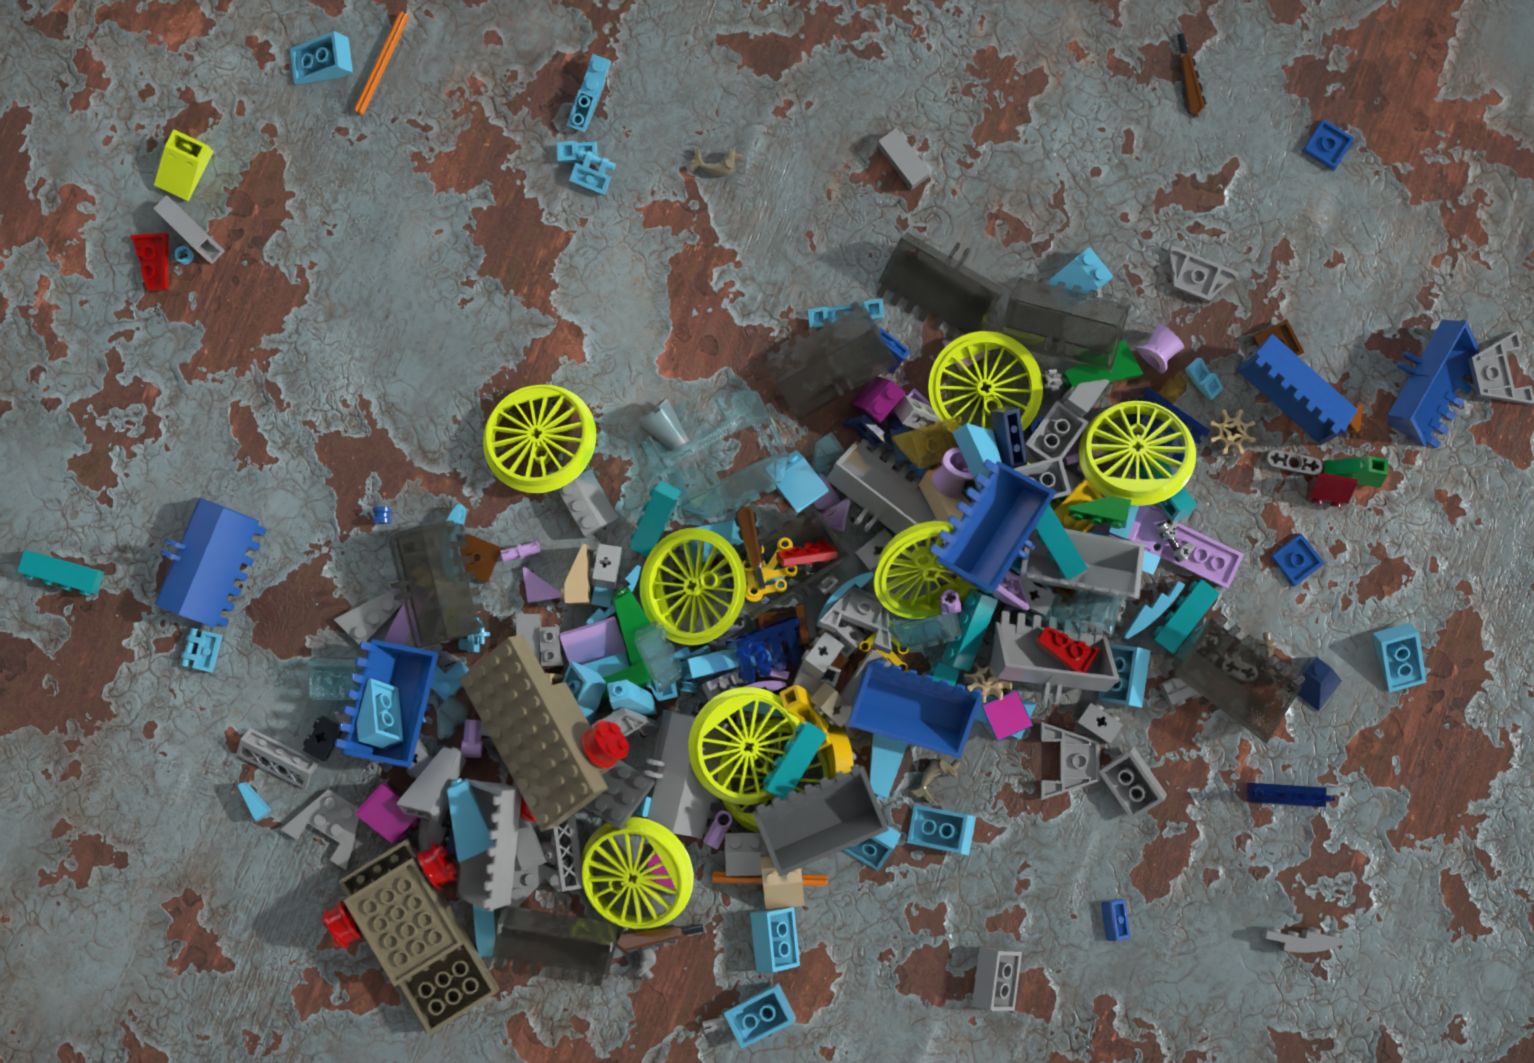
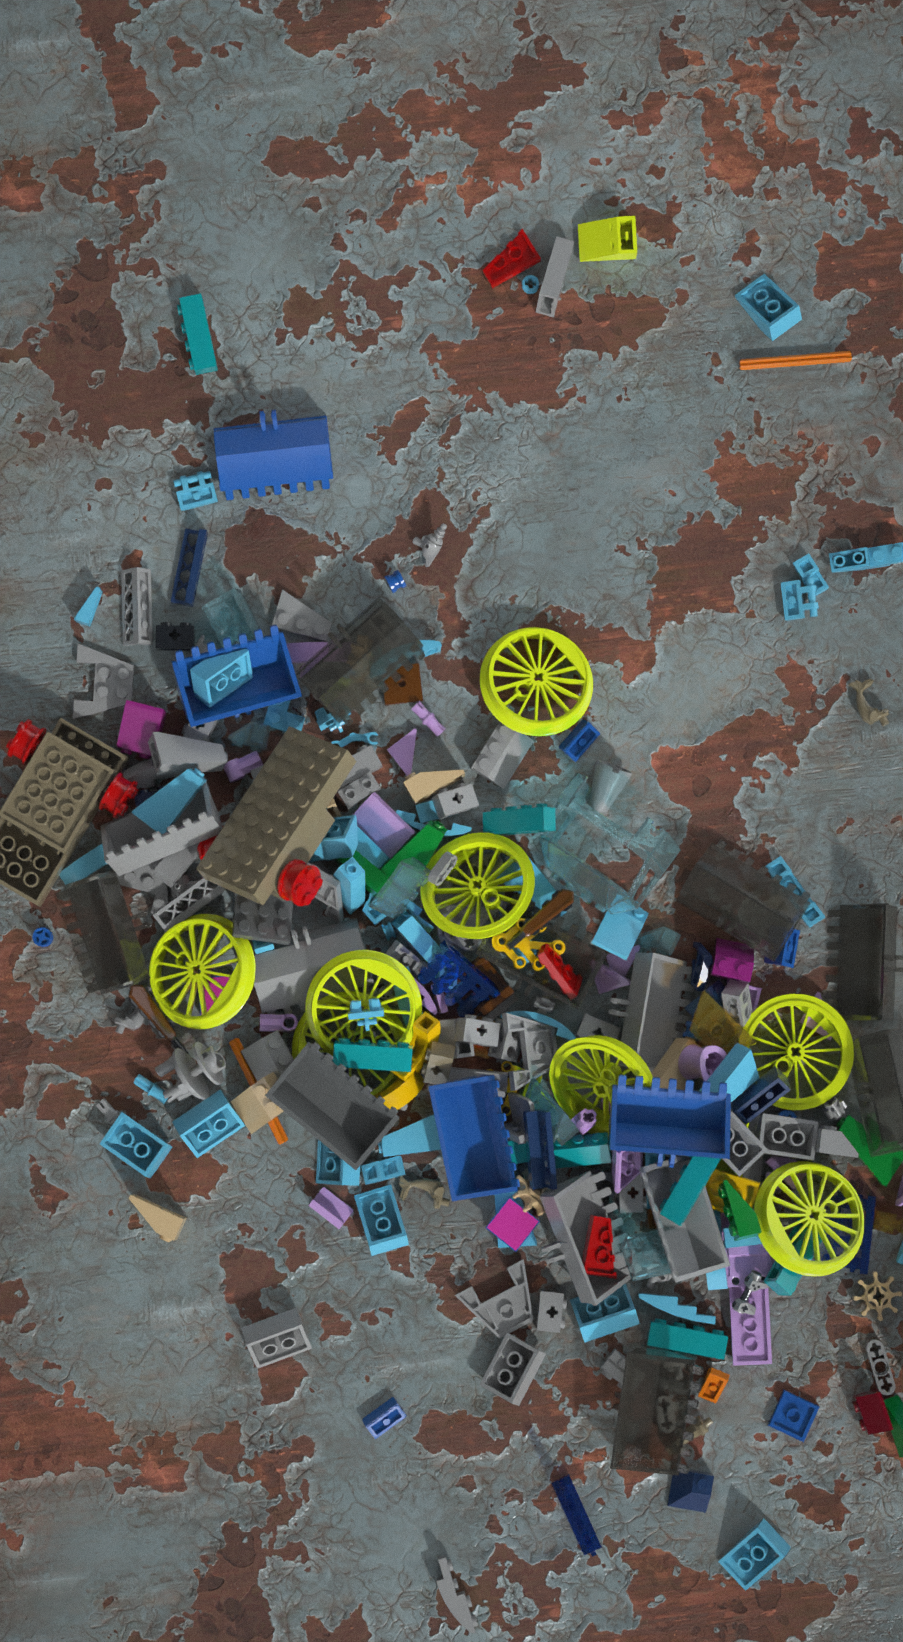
camera: 65 degrees right, 0 degrees up
(270, 686) = (195, 567): none -> dark blue fence
(366, 465) = (431, 544): none -> light grey piece
(501, 625) = (356, 737): none -> medium azure piece
(525, 1004) = (39, 936): none -> blue wheel
(611, 429) = (579, 740): none -> blue slope
(660, 609) = (442, 868): none -> light grey beam
(716, 974) = (151, 1088): none -> medium azure axle
(723, 931) = (190, 1075): none -> light grey piece
(748, 754) = (357, 1013): none -> medium azure hips
(838, 1028) = (161, 1219): none -> tan slope
(898, 804) = (383, 1170): none -> medium azure slope
(907, 869) = (331, 1207): none -> lavender panel
(924, 658) = (516, 1127): none -> light grey bracket
(955, 655) = (540, 1149): none -> dark blue fence
(1236, 613) = (713, 1385): none -> orange slope

